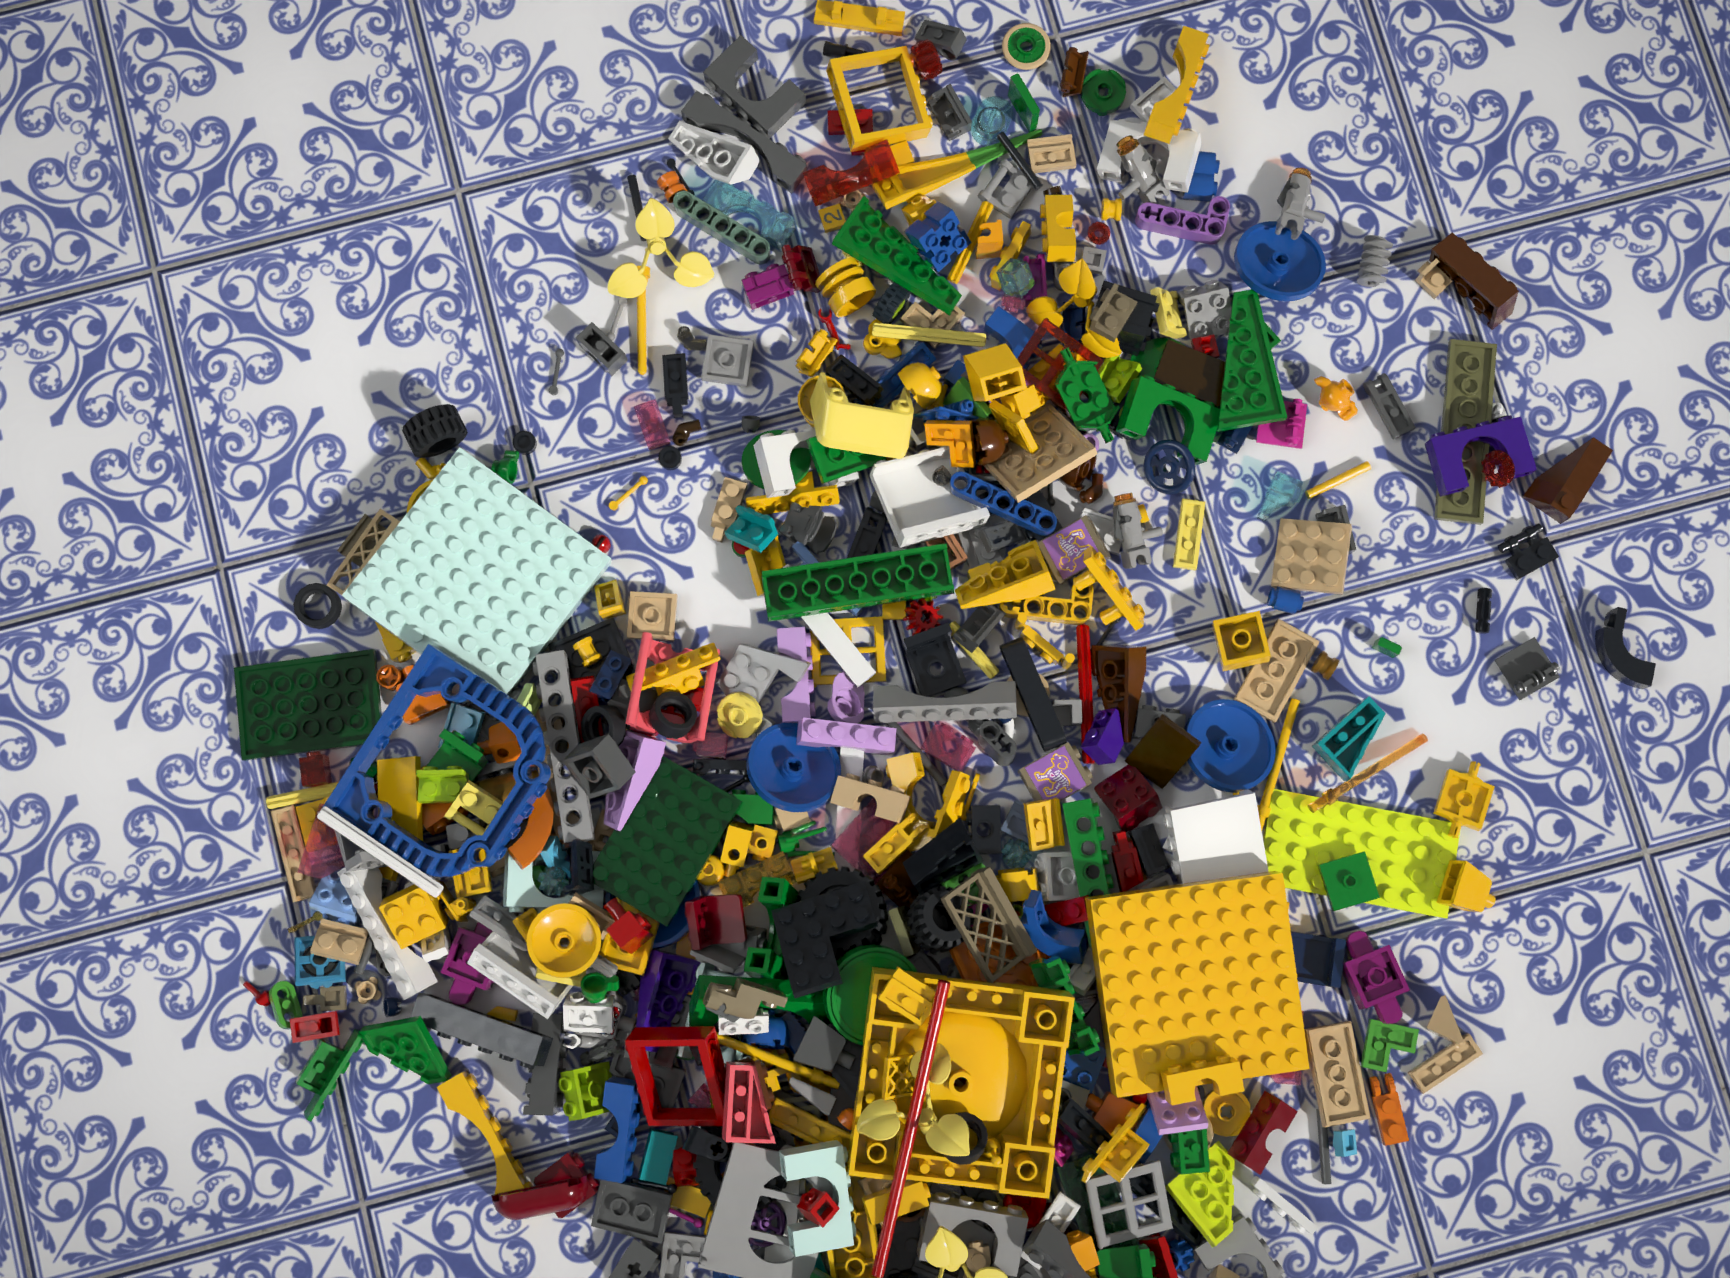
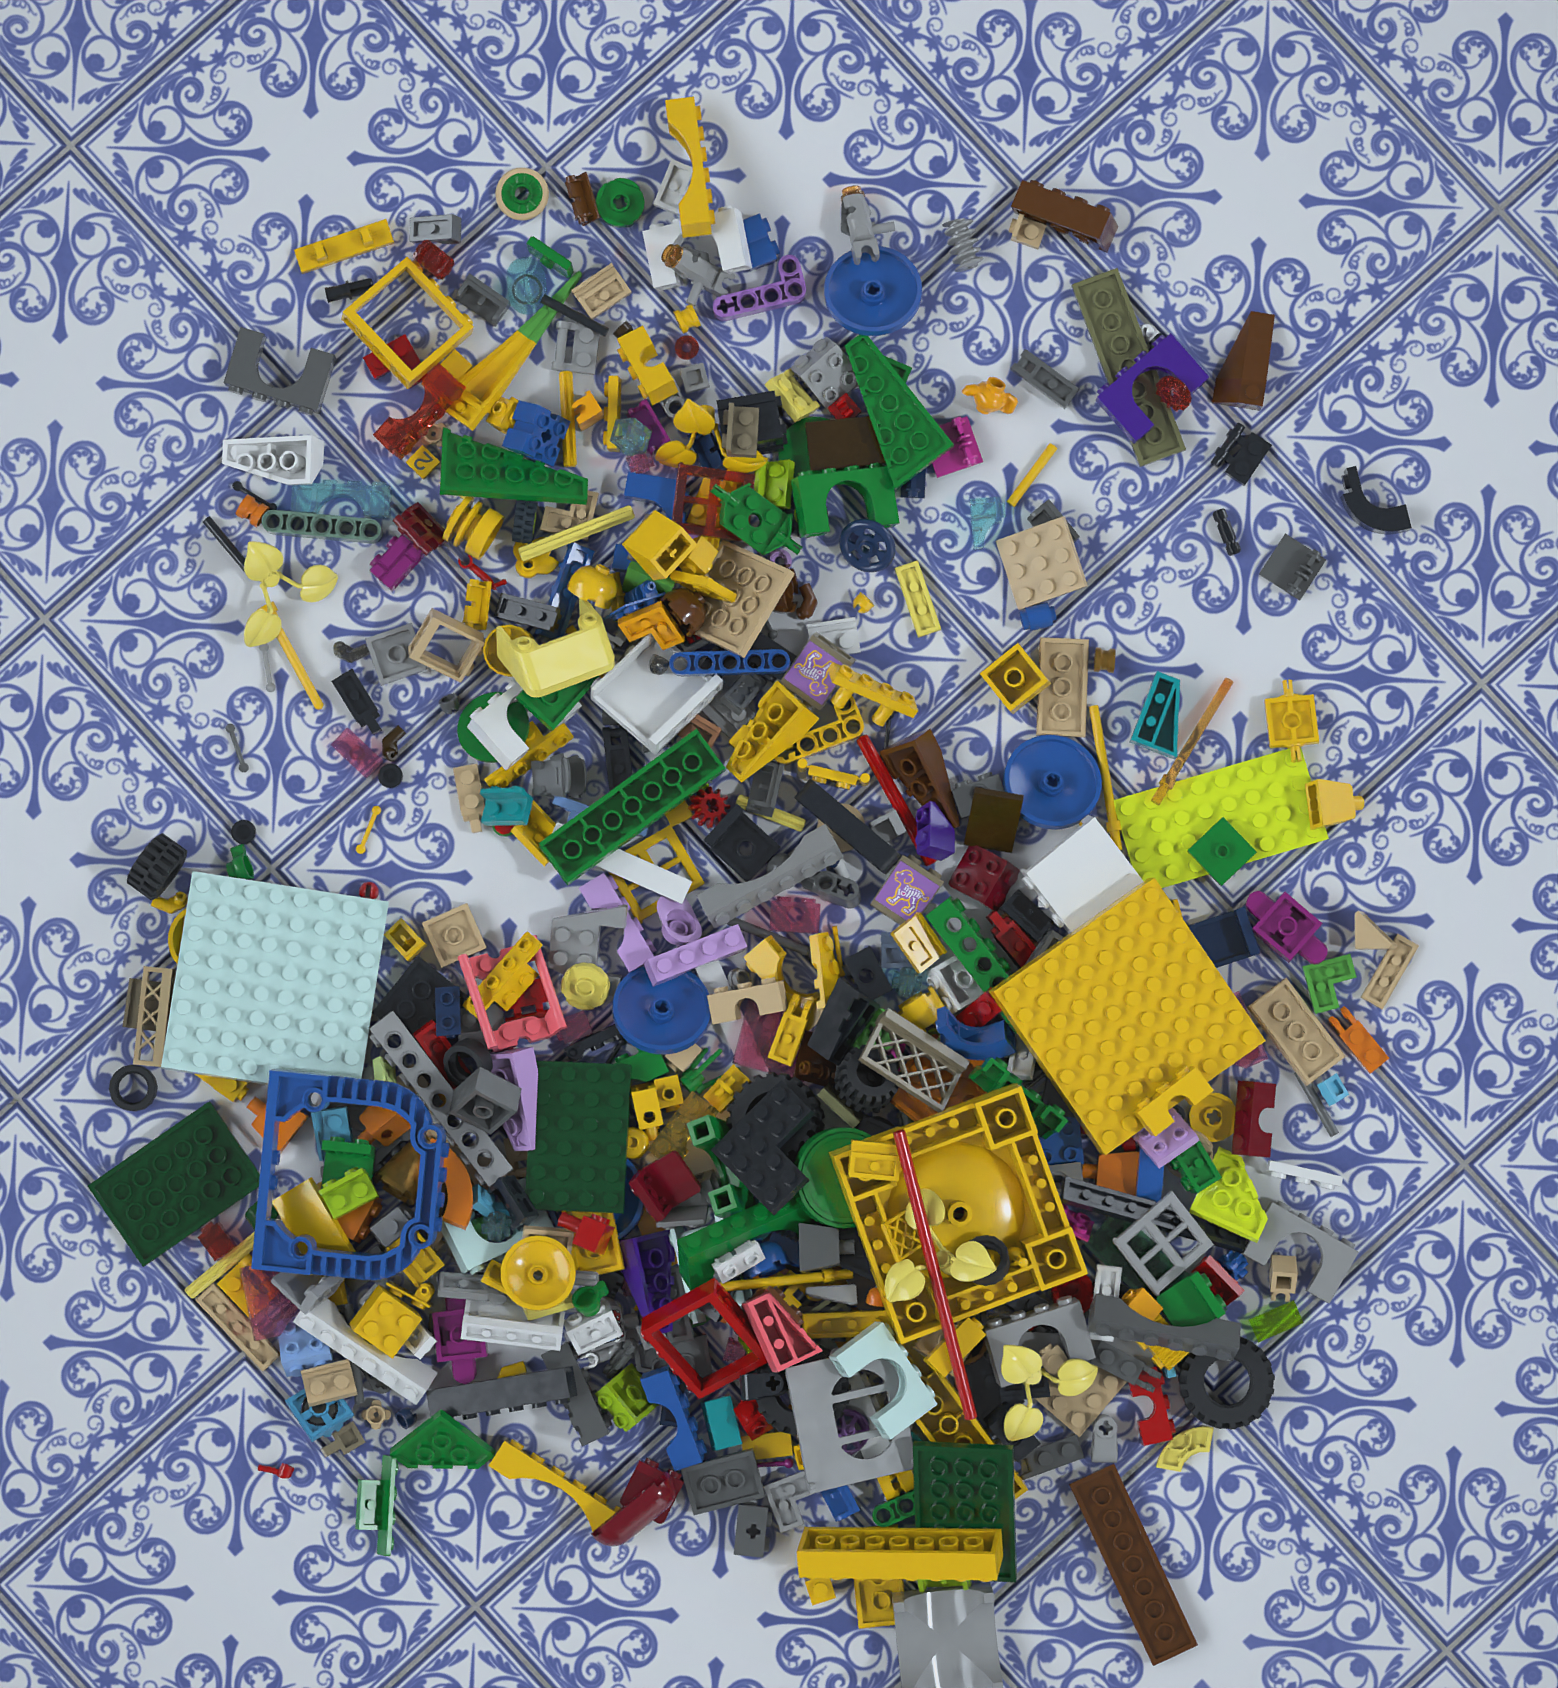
camera: 30 degrees left, 5 degrees up
(288, 1004) = (309, 1465): bright green plate -> none
(314, 1027) = (348, 1470): red slope -> none
(316, 916) = (294, 1371): clear yellow hinge -> none
(380, 852) = (328, 1280): white axle -> none
(386, 674) = (236, 1118): orange wheel -> none
(478, 803) = (392, 1191): light yellow plate -> none
(587, 652) = (413, 1000): yellow bush -> none
(601, 349) = (271, 705): dark grey brick -> none
(666, 727) = (526, 1033): black tyre -> none
(672, 1188) = (748, 1444): black hinge -> none
(706, 114) = (249, 422): dark grey arch -> none
(742, 999) = (726, 1241): dark tan plate -> none
(756, 382) = (424, 635): none -> tan window
(812, 1202) = (881, 1387): red brick -> none
(1121, 1151) = (1132, 1201): yellow bracket -> none
(1130, 533) = (861, 626): light grey piece -> none
(1387, 647) = (1154, 613): green tile -> none

